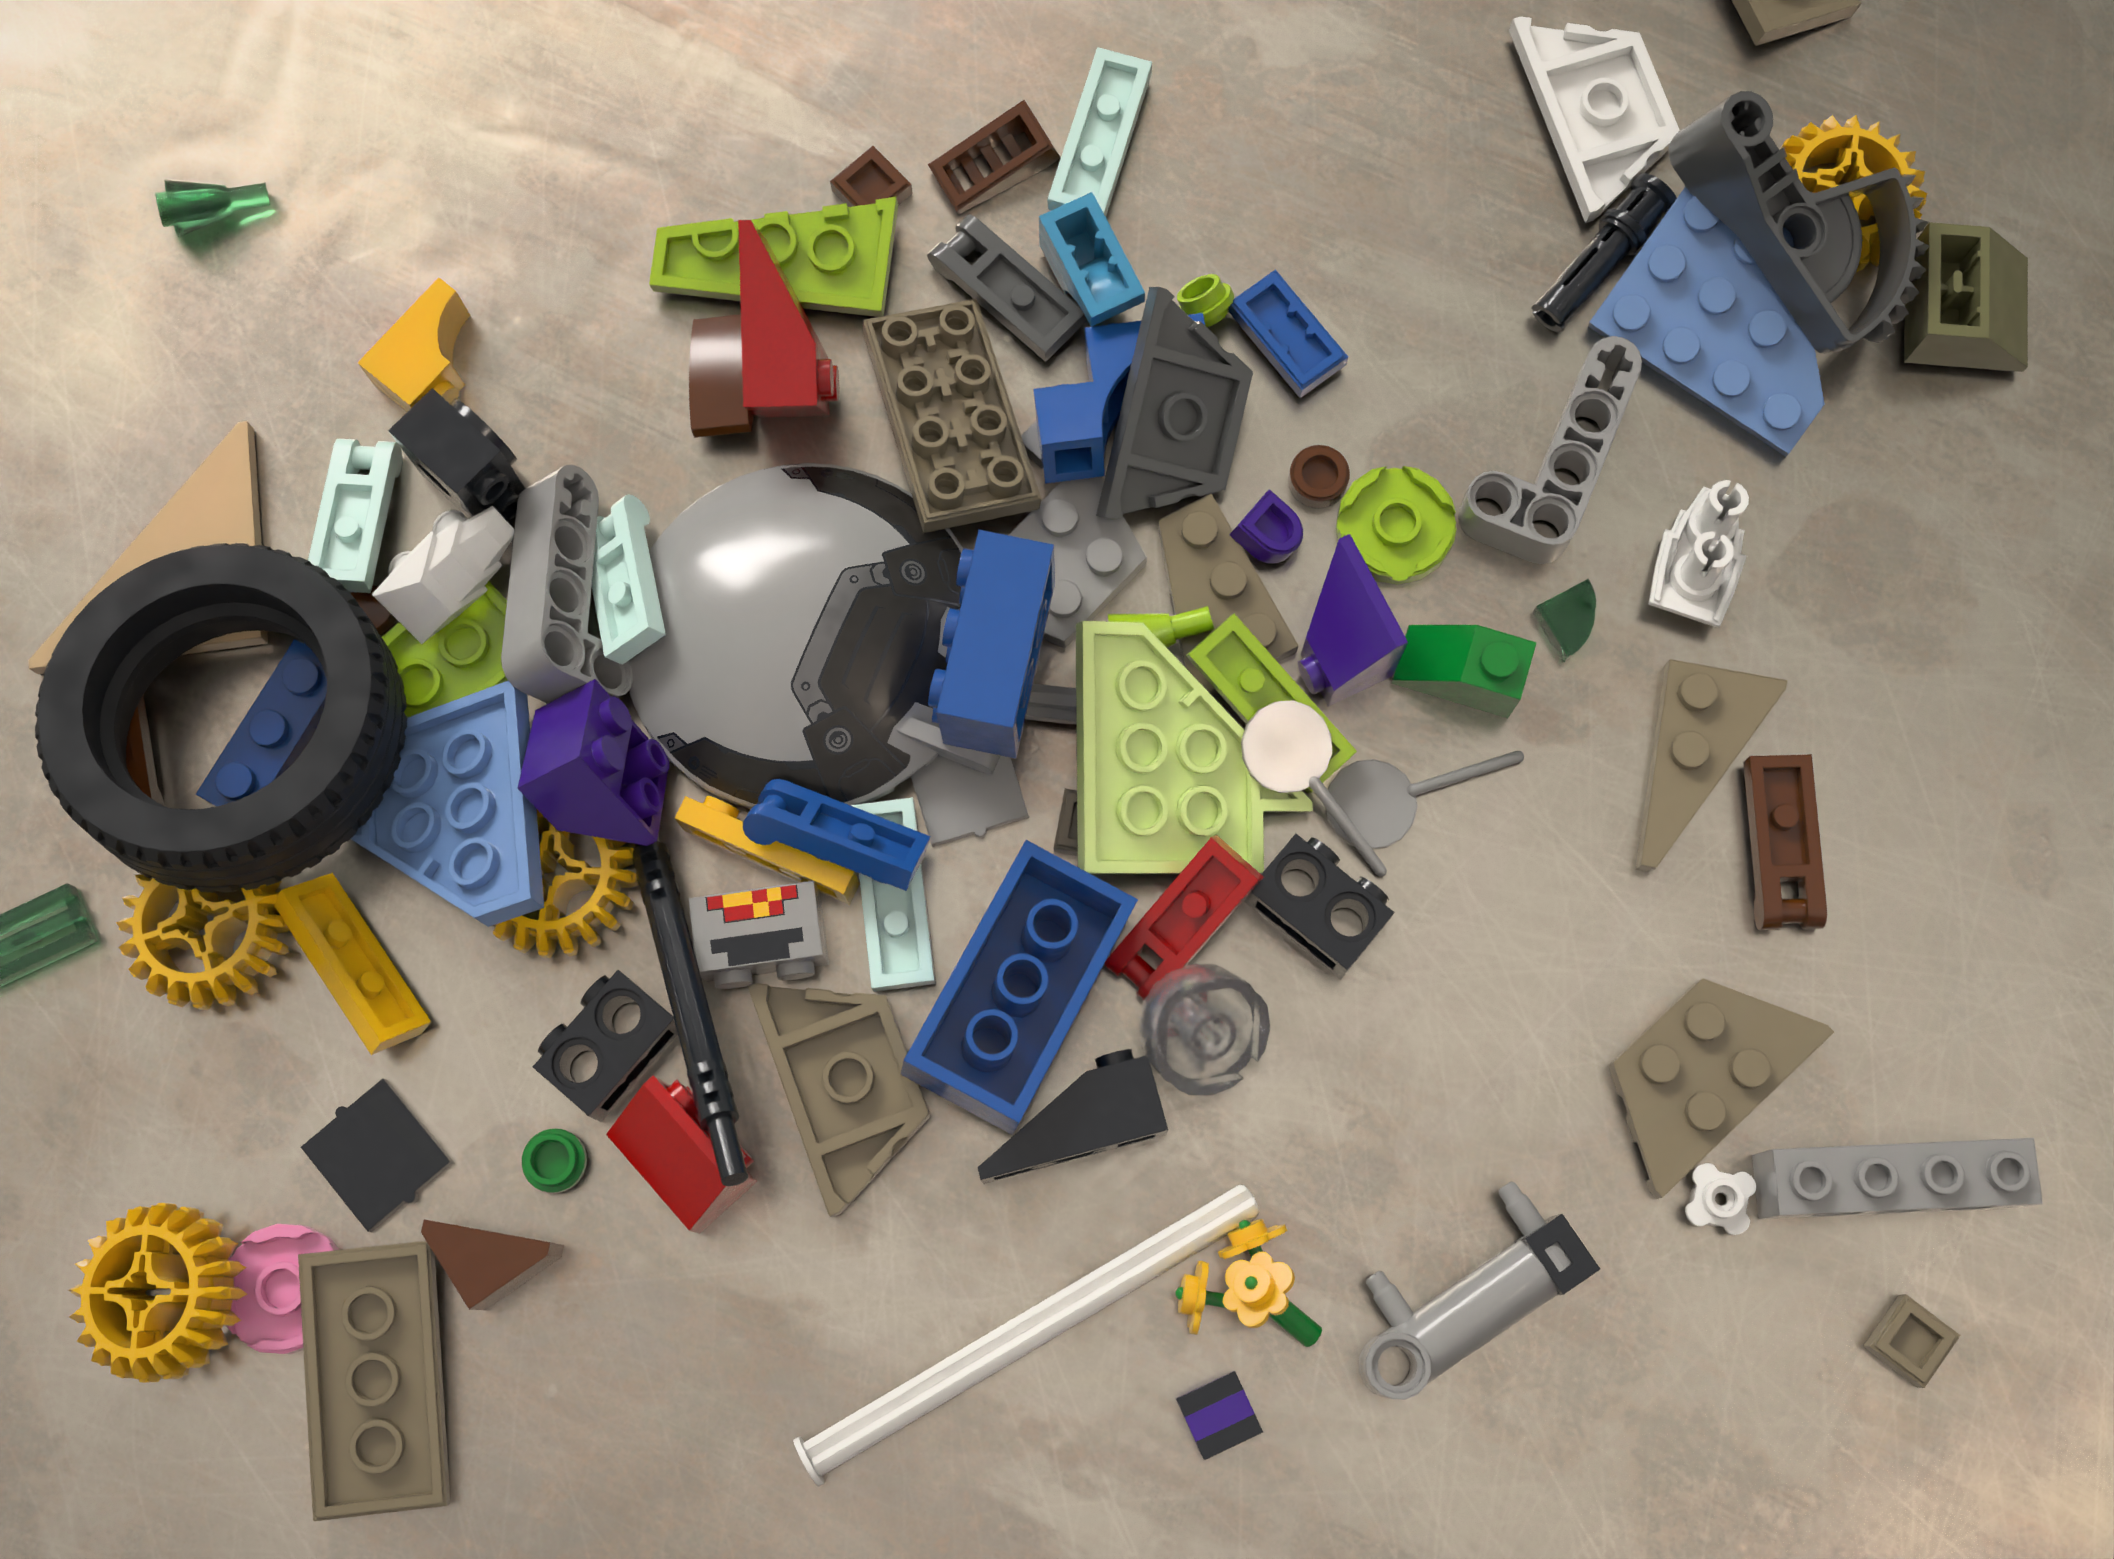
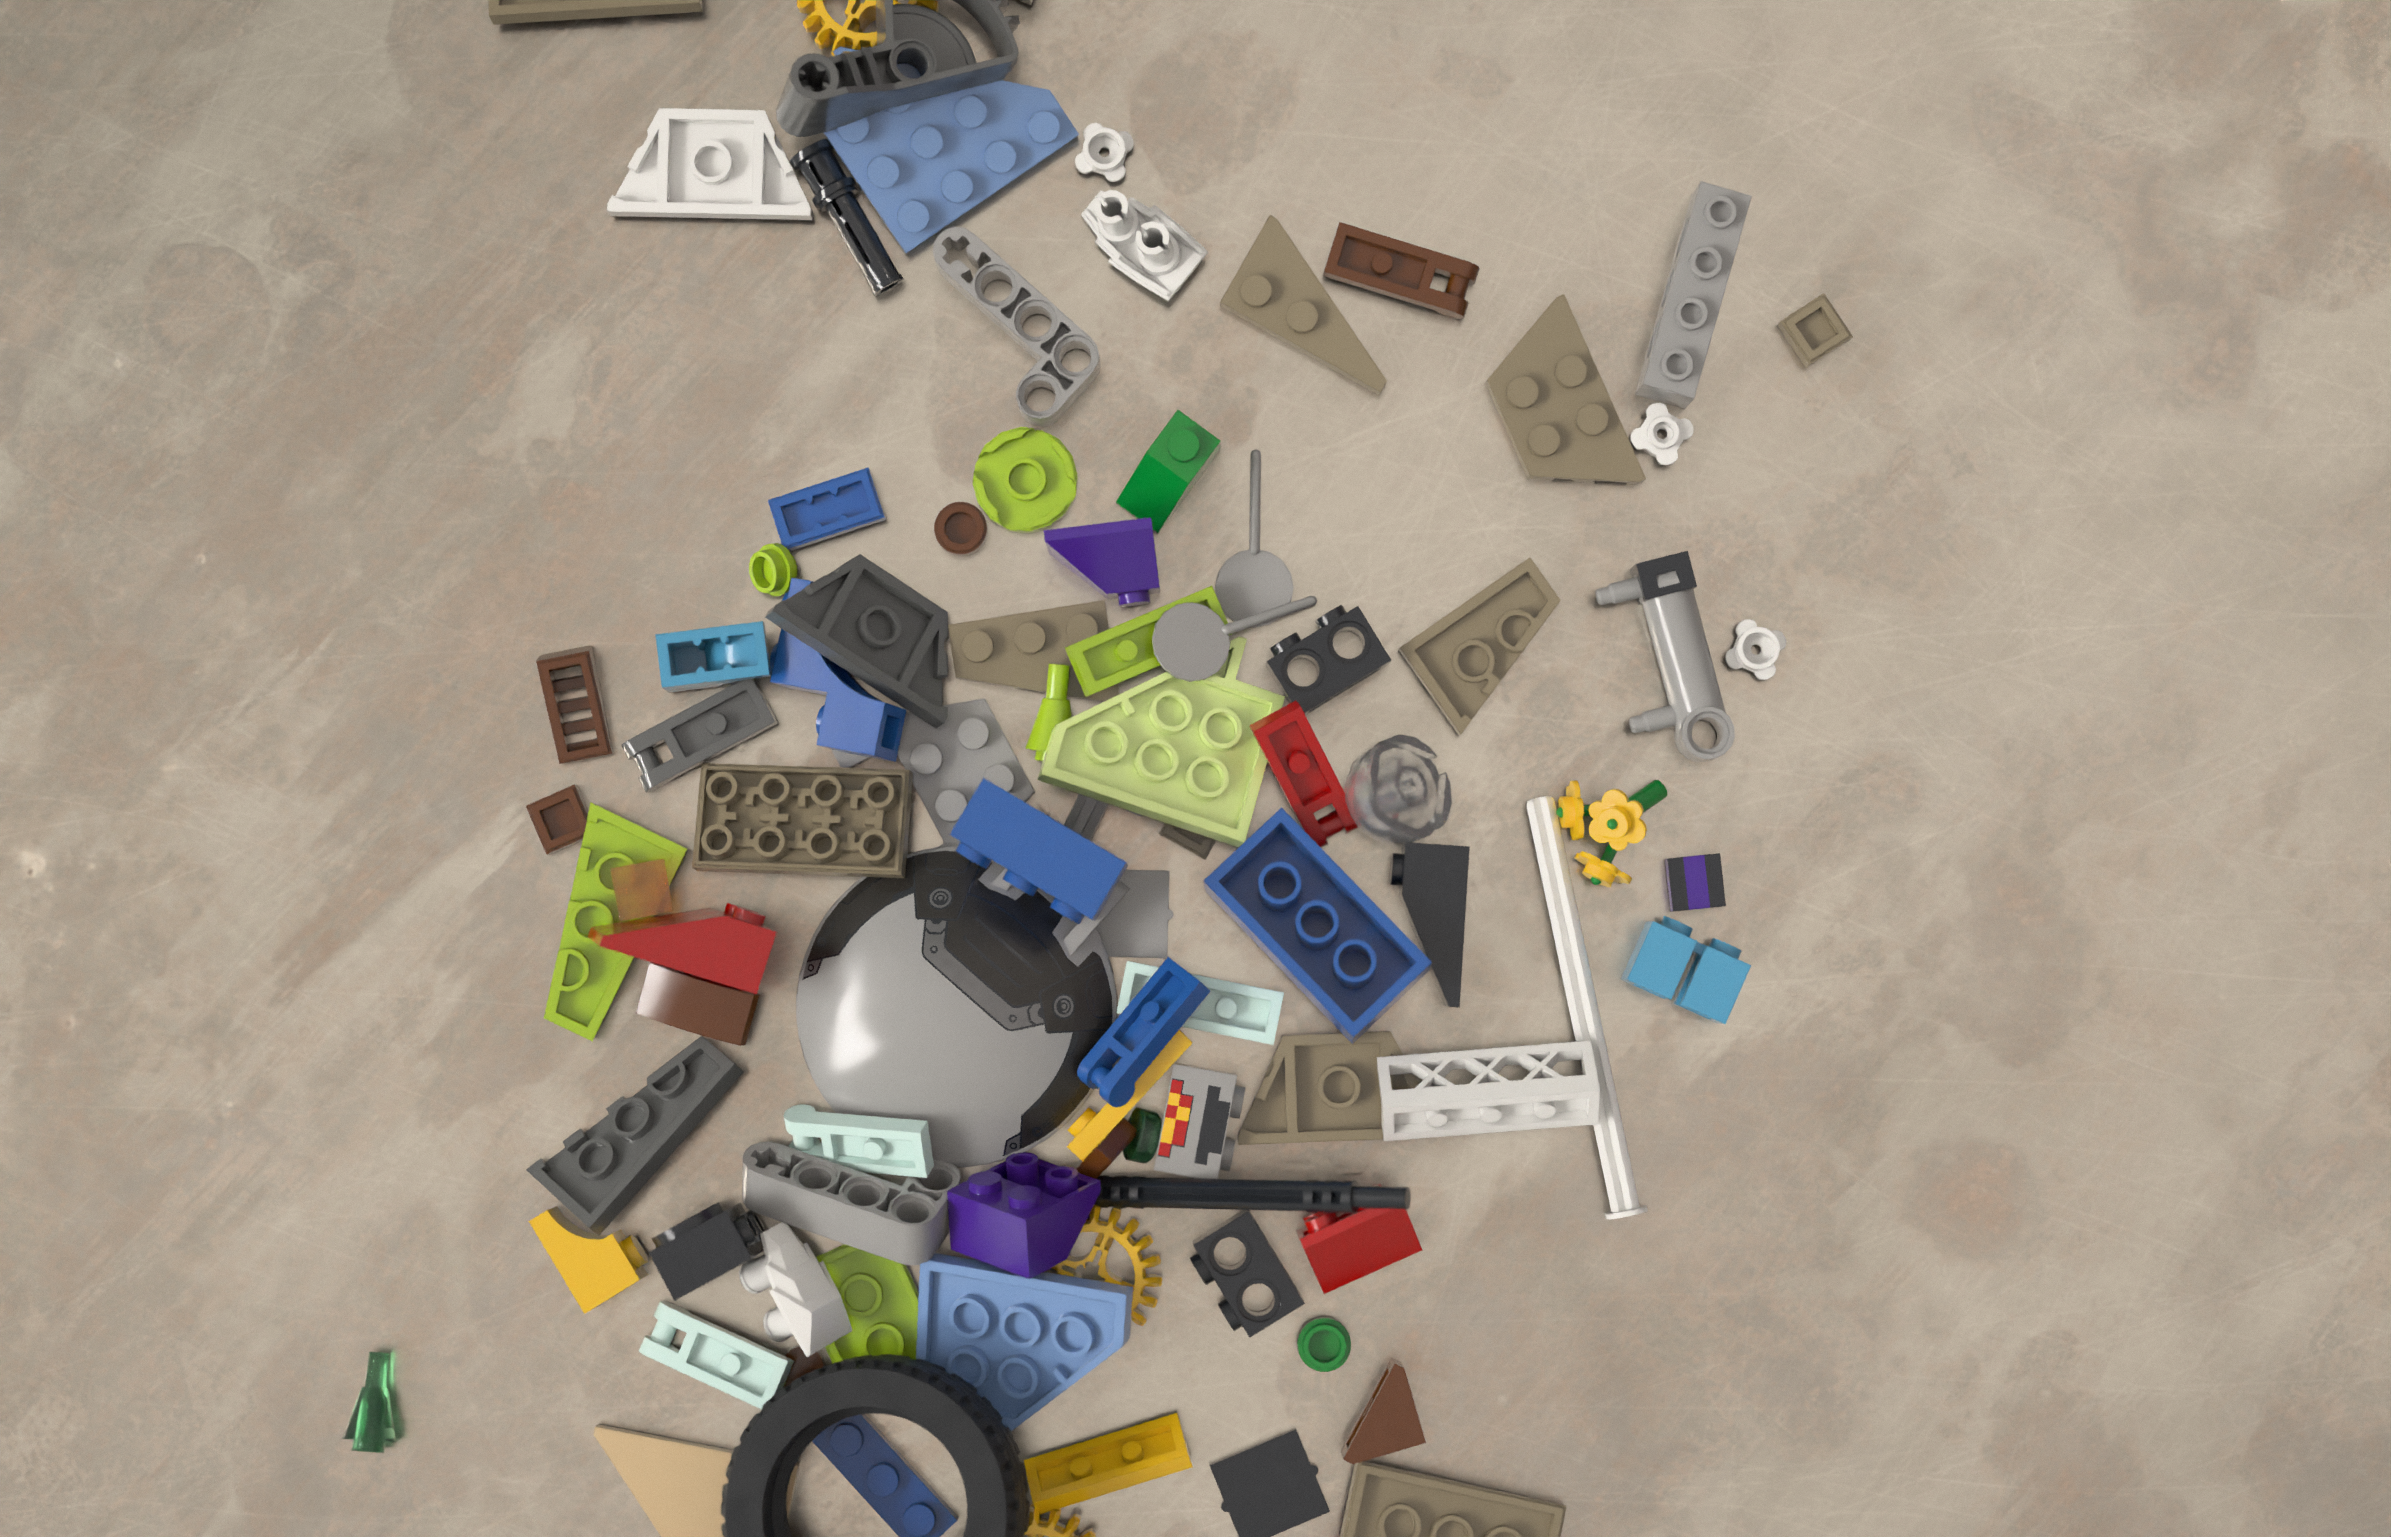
camera: 75 degrees left, 10 degrees up
(544, 352) = (621, 1152): none -> dark grey wing
(695, 842) = (1107, 1149): none -> reddish brown tile
(725, 878) = (1147, 1137): none -> clear green tile
(822, 275) = (642, 889): none -> clear orange tile
(884, 1248) = (1489, 1100): none -> white fence
(1101, 129) = (586, 605): light aqua plate -> none
(1114, 1472) = (1711, 980): none -> dark azure piece
(1269, 530) = (995, 587): dark purple tile -> none
(1406, 1069) = (1479, 641): none -> dark tan wing
(1528, 1382) = (1770, 645): none -> white plate
(1568, 618) = (1155, 368): clear green tile -> none
(1793, 475) = (1101, 137): none -> white plate

